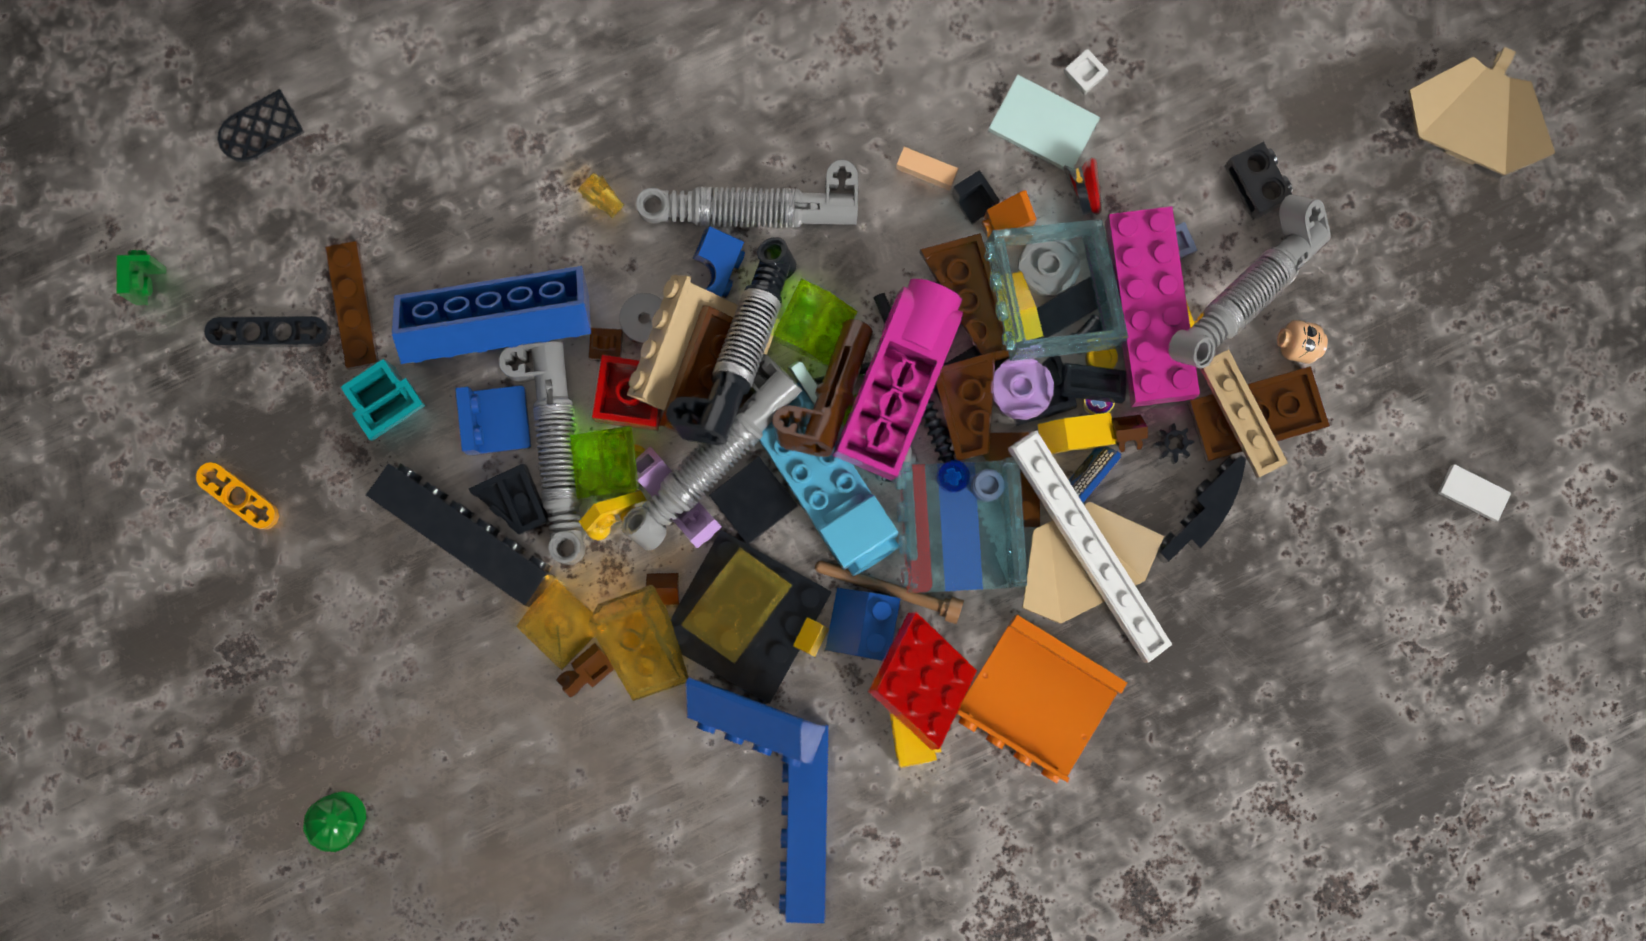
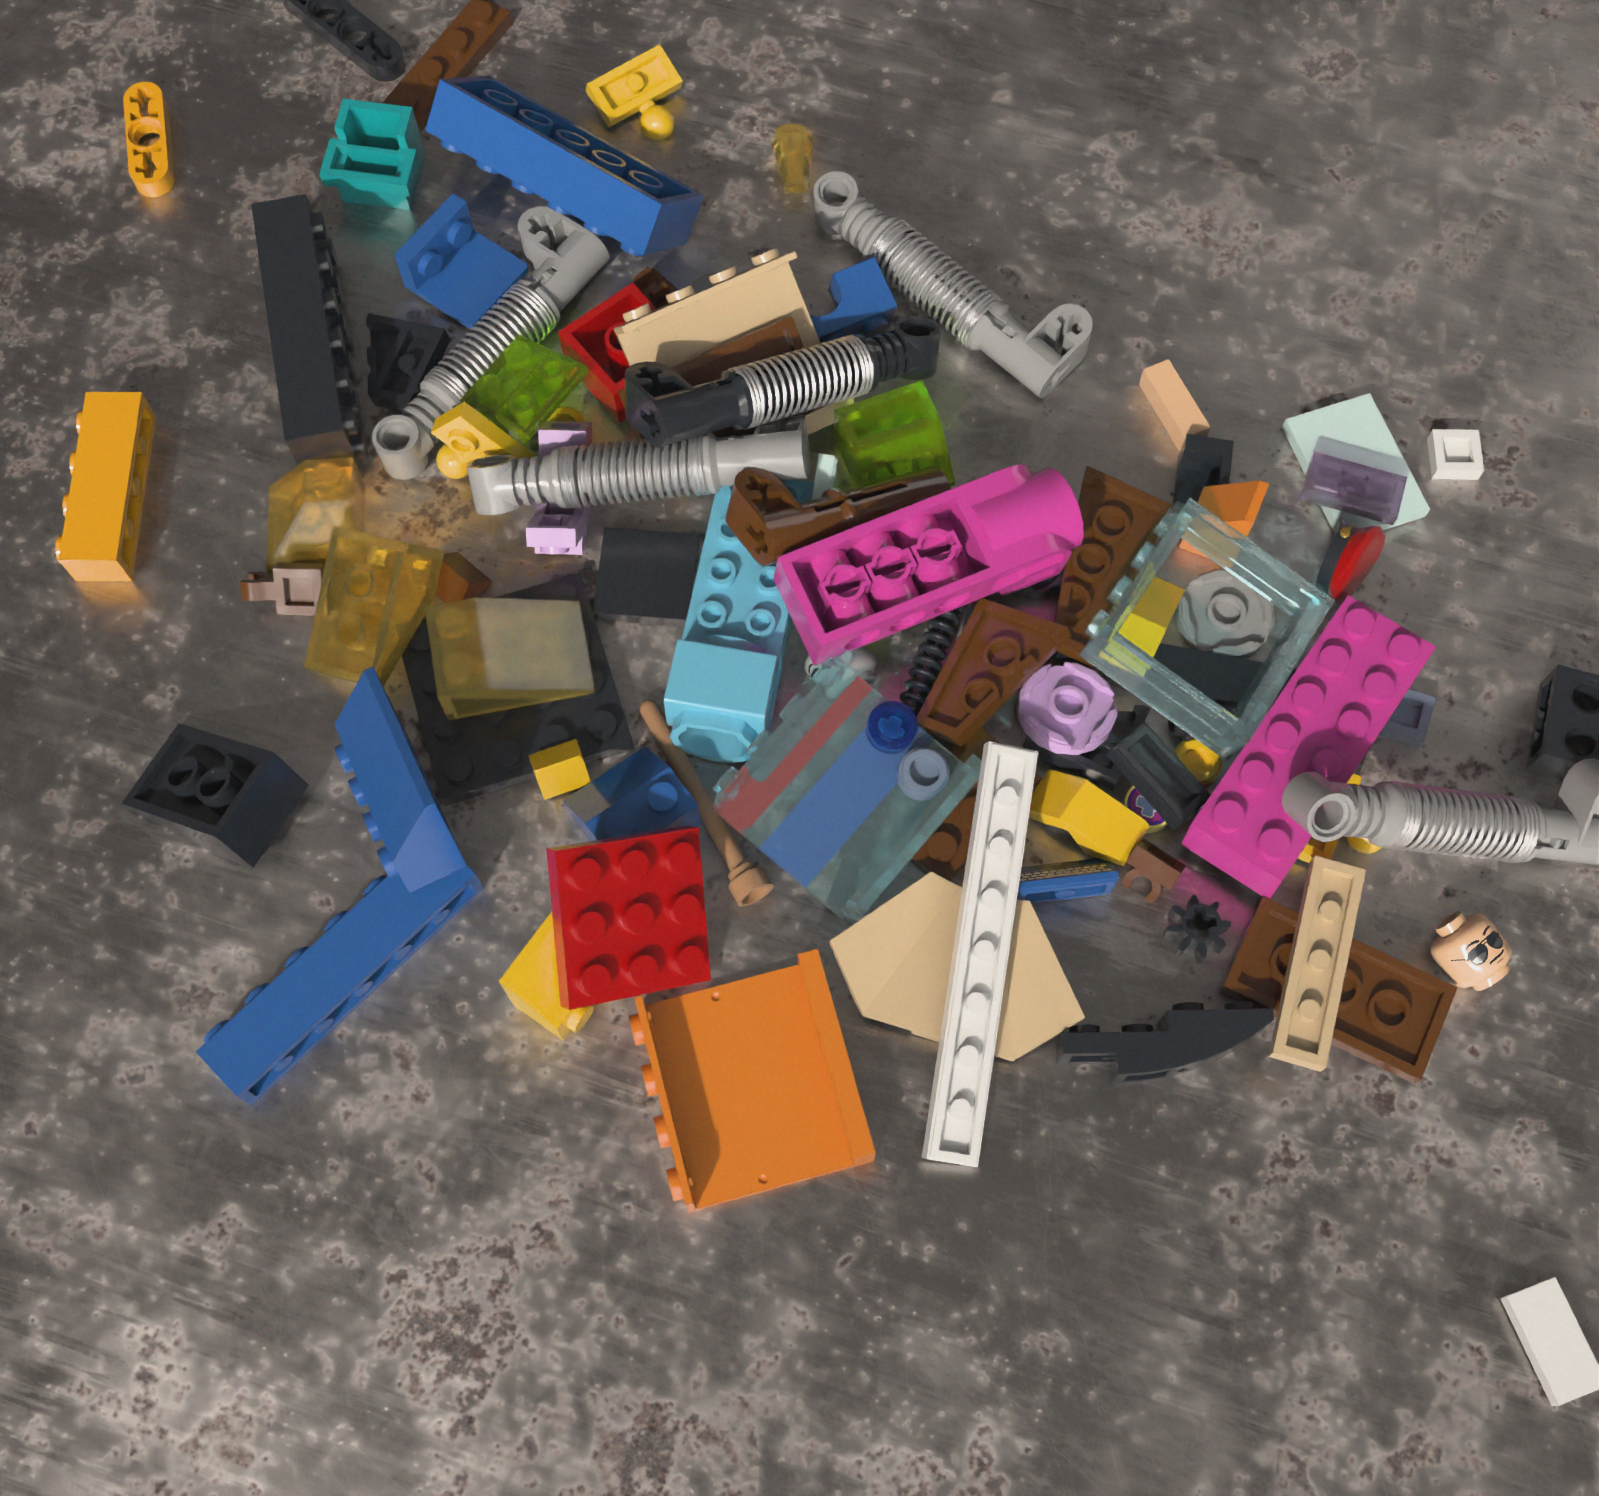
camera: 45 degrees right, 15 degrees down
(438, 704) = (107, 487): none -> light orange brick
(474, 229) = (636, 88): none -> yellow plate
(659, 800) = (217, 793): none -> black slope
(1057, 142) = (1353, 488): none -> clear purple plate

